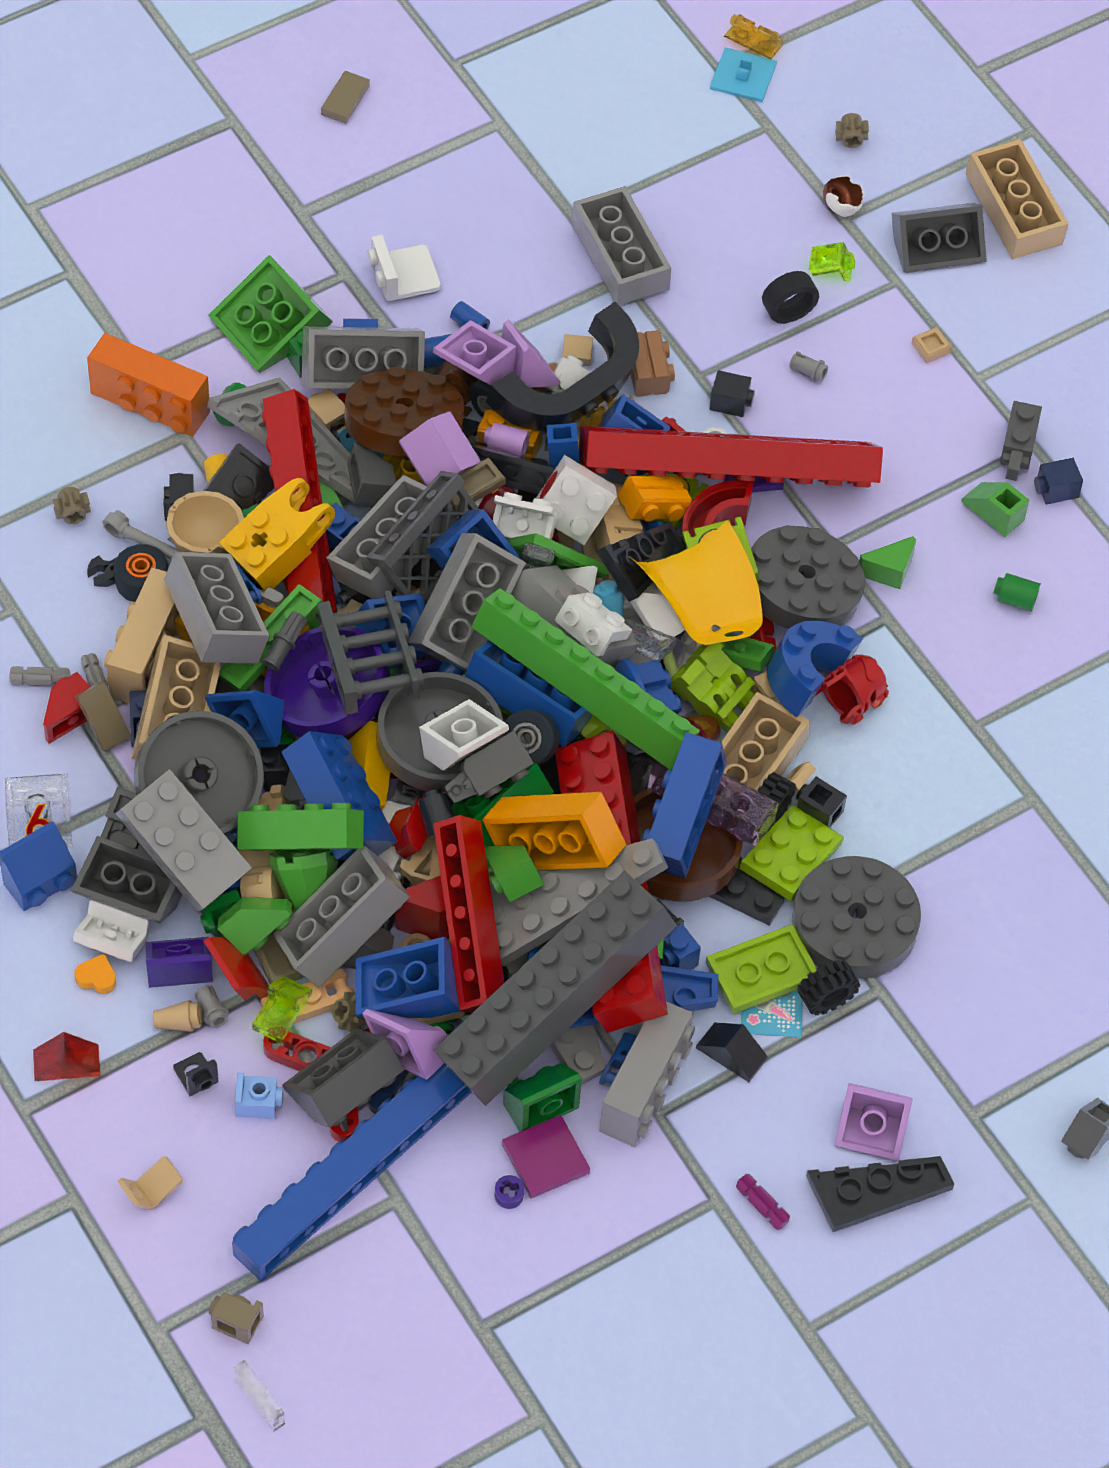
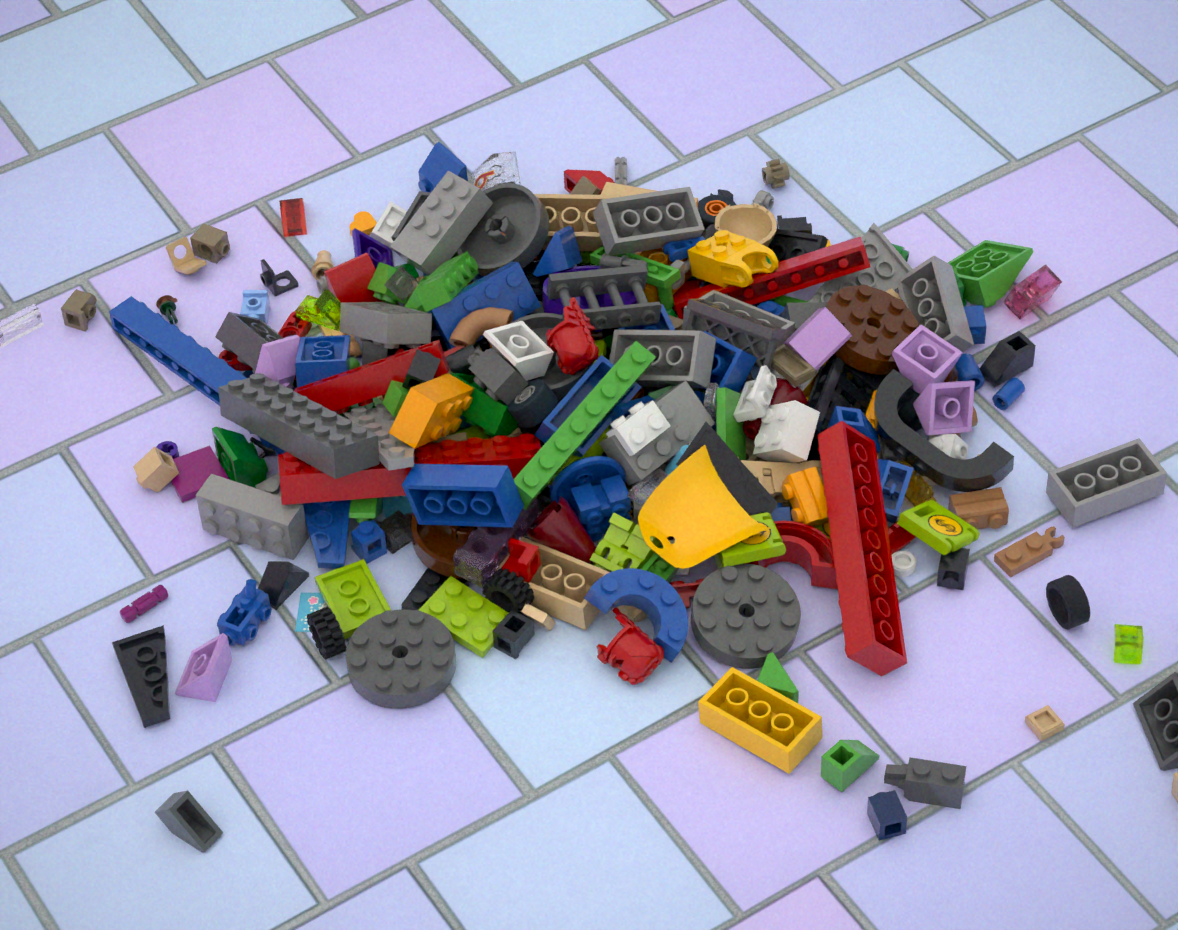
camera: 95 degrees right, 10 degrees down
(119, 1156) = (210, 243): none -> dark tan brick
(148, 384) = (894, 195): orange brick -> none
(237, 1208) = (167, 306): none -> dark green piece
(281, 891) = (401, 283): none -> clear smoke tile
(320, 273) = (1032, 291): none -> clear pink brick
(380, 792) = (477, 322): none -> medium nougat cylinder
(403, 271) = (1054, 344): white bracket -> none
(425, 306) = (1008, 359): none -> black slope
(455, 678) = (573, 340): none -> red helmet
(496, 837) = (421, 369): none -> black brick
(507, 439) = (861, 398): lavender brick -> none
(553, 1194) = (155, 470): none -> tan brick
(694, 387) = (938, 527): none -> lime container
(701, 331) = (1028, 551): none -> medium nougat plate
(748, 768) = (523, 559): none -> red panel
(793, 1082) = (245, 614): none -> blue brick
(815, 369) = (994, 630): light grey pin -> none
(945, 576) = (760, 720): none -> yellow brick
(1017, 591) = (752, 780): green brick -> none

